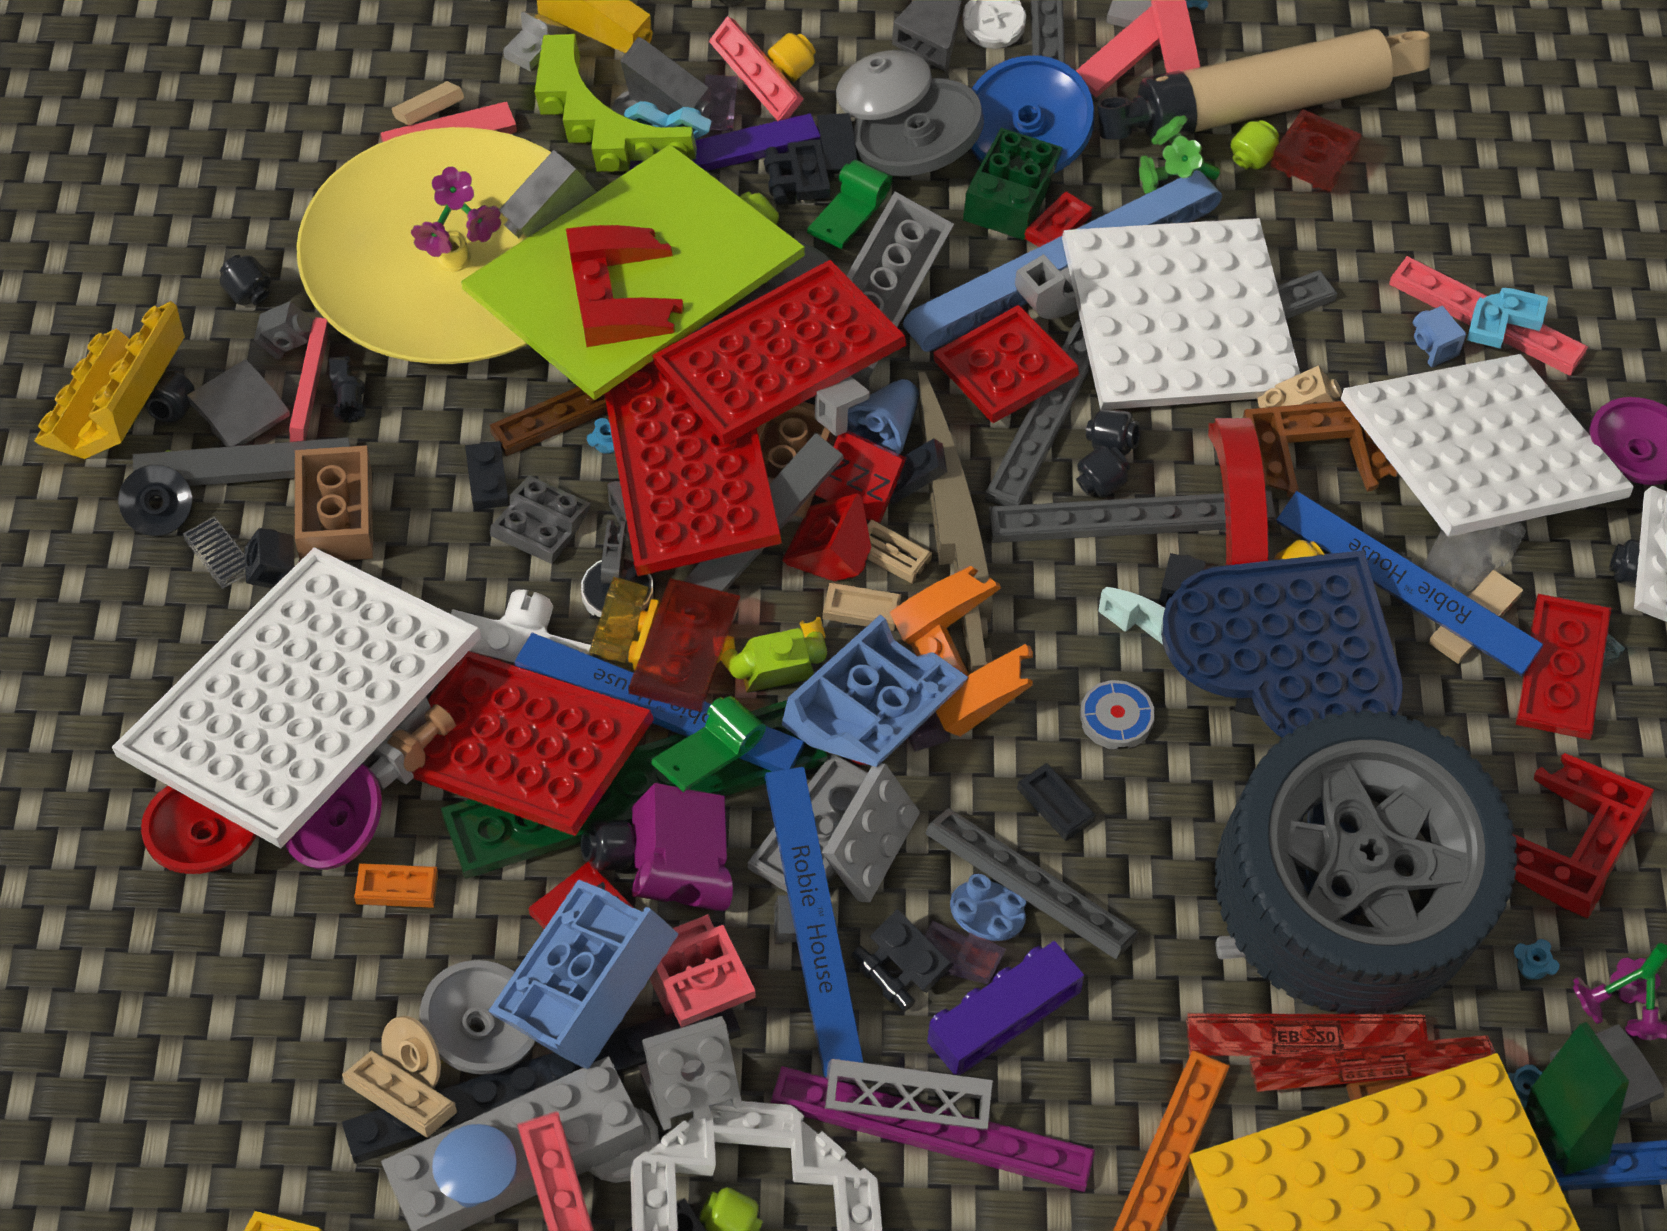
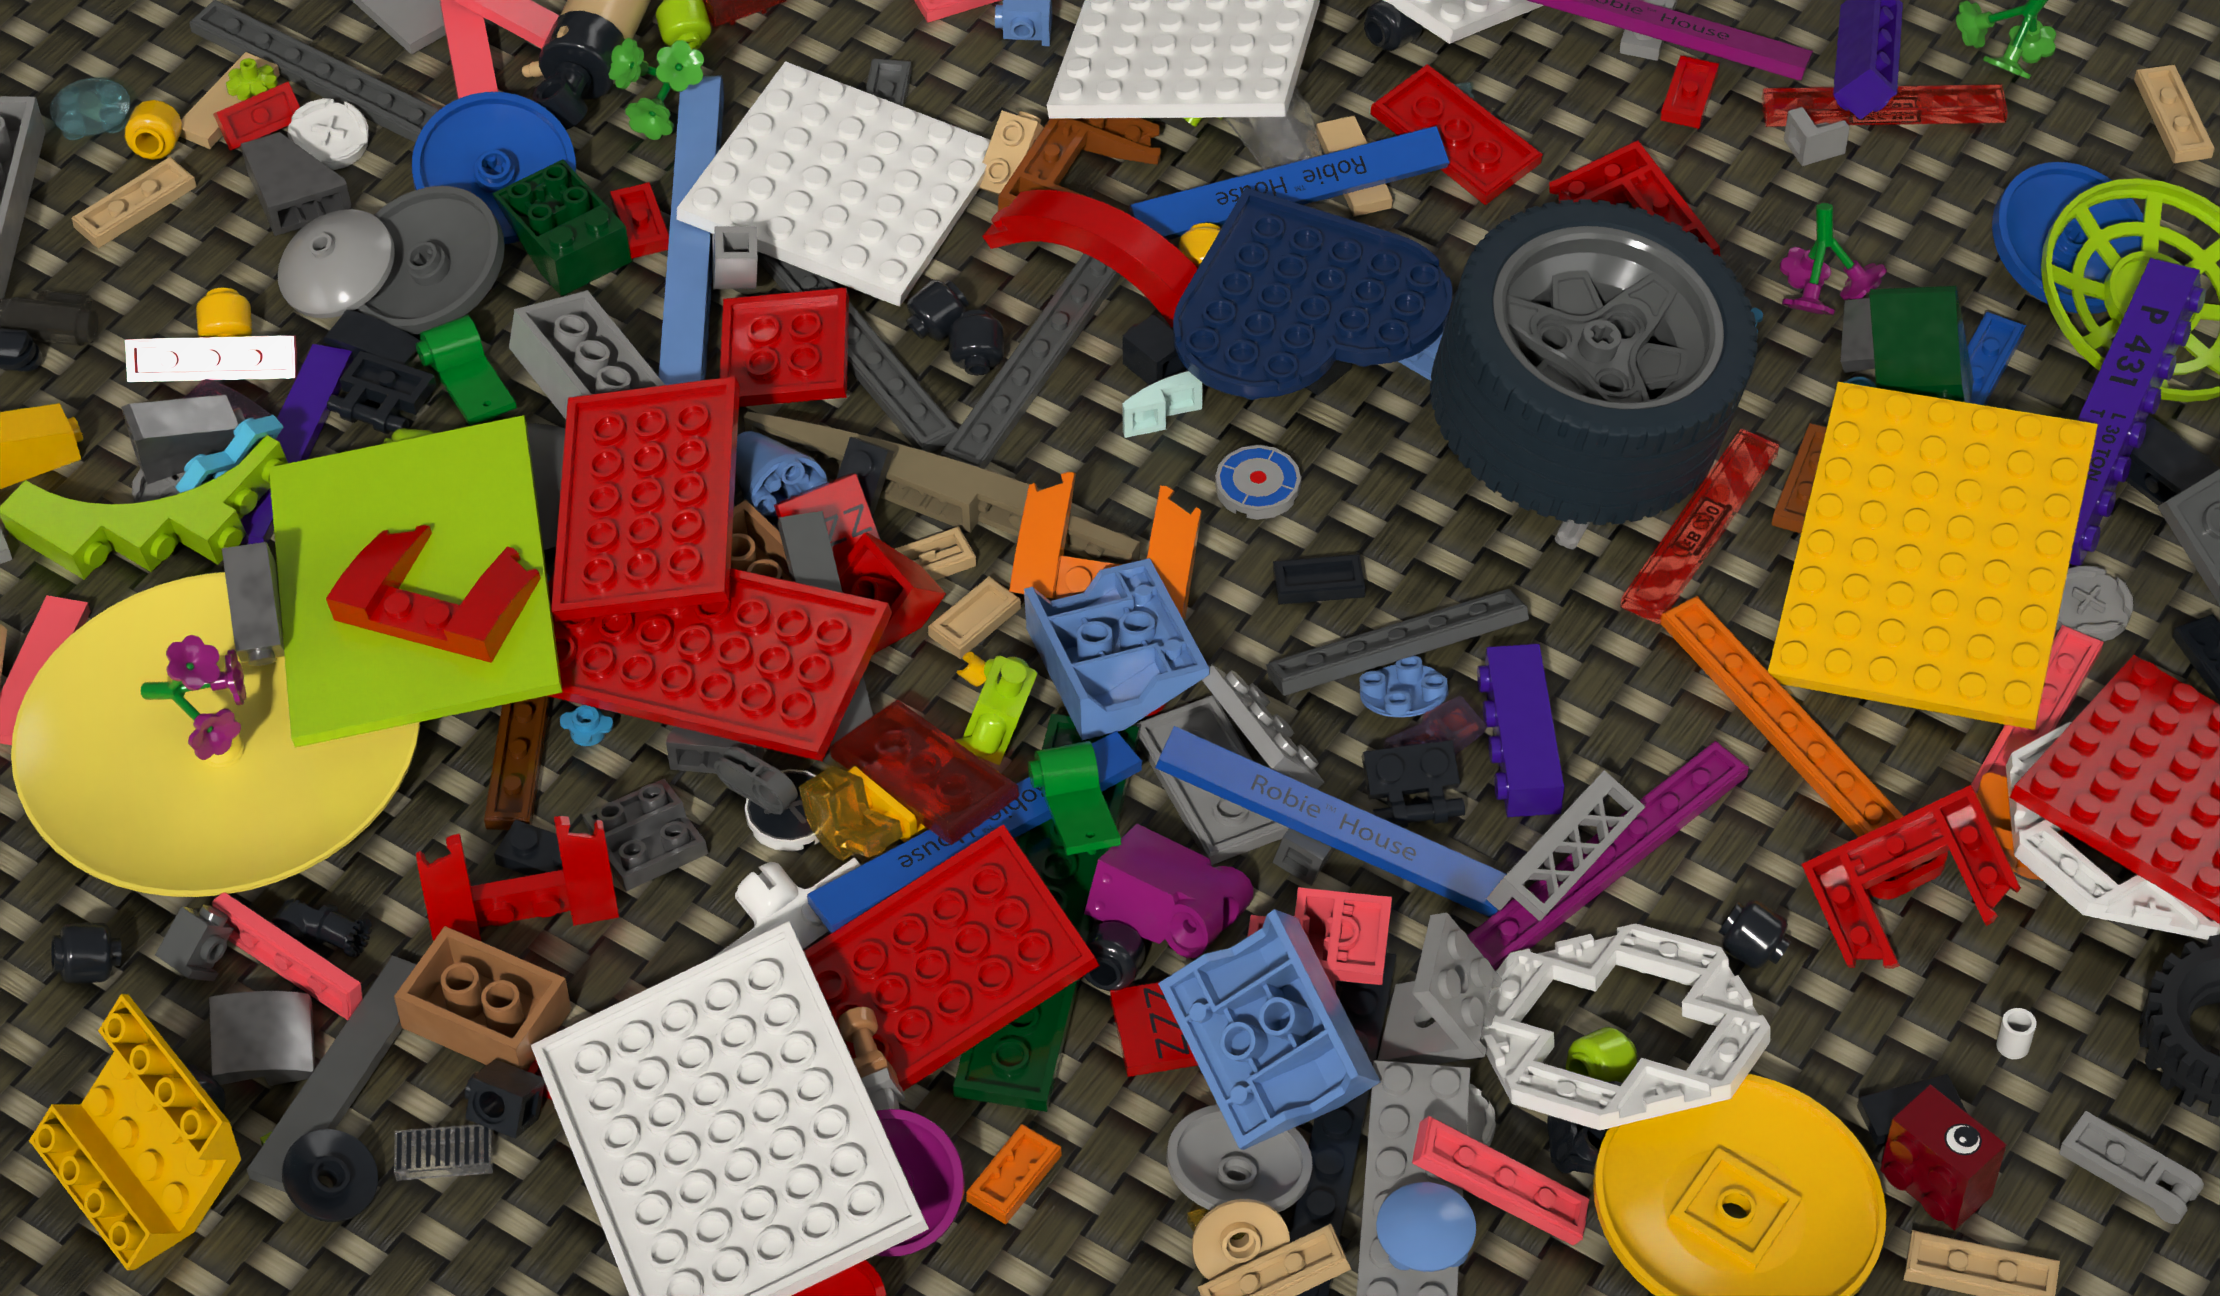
camera: 55 degrees left, 5 degrees down
(455, 489) = (581, 887): none -> red wedge
(834, 401) = (756, 484): light grey panel -> none
(1365, 1063) = (1768, 490): clear red tile -> none

